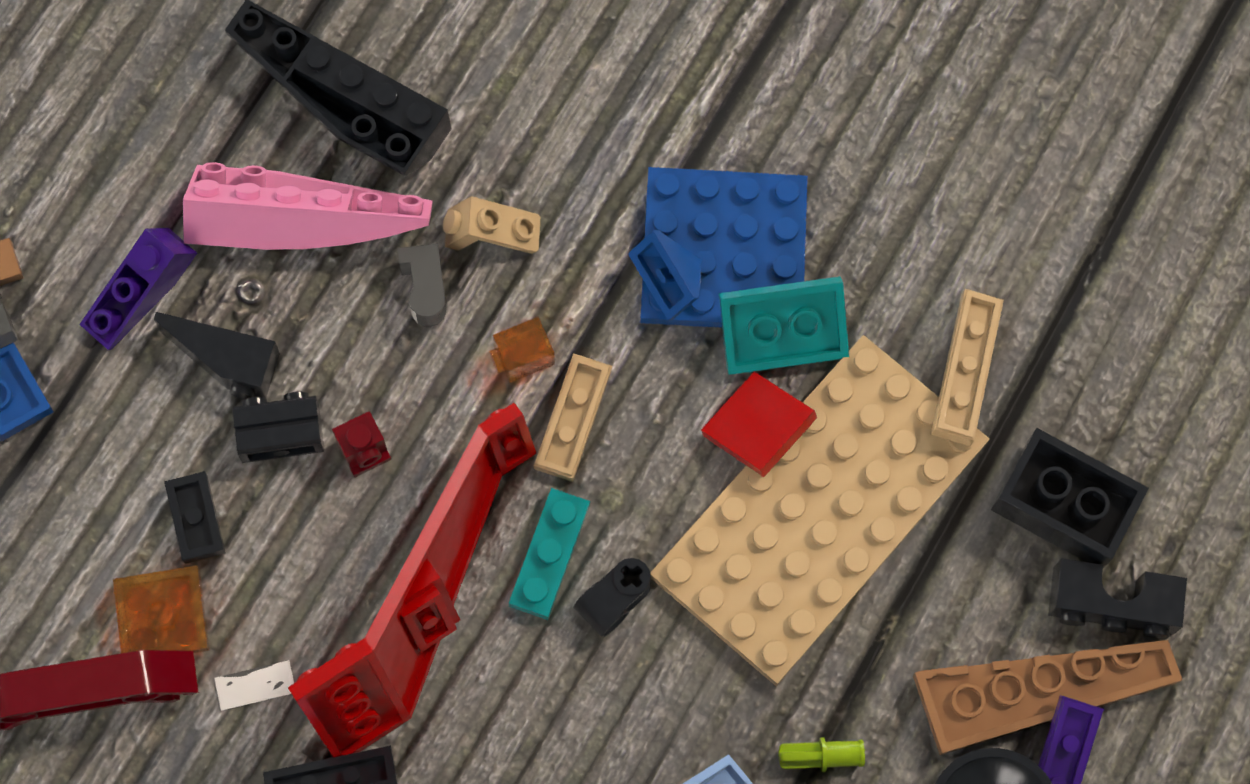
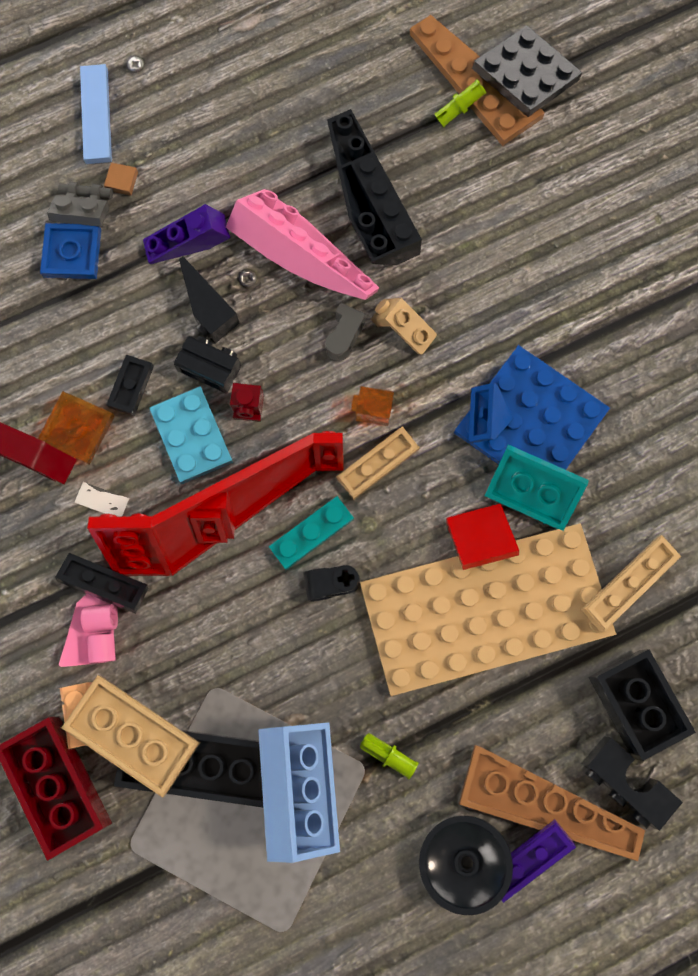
camera: 40 degrees right, 5 degrees up
(315, 530) = (191, 435): none -> medium azure plate

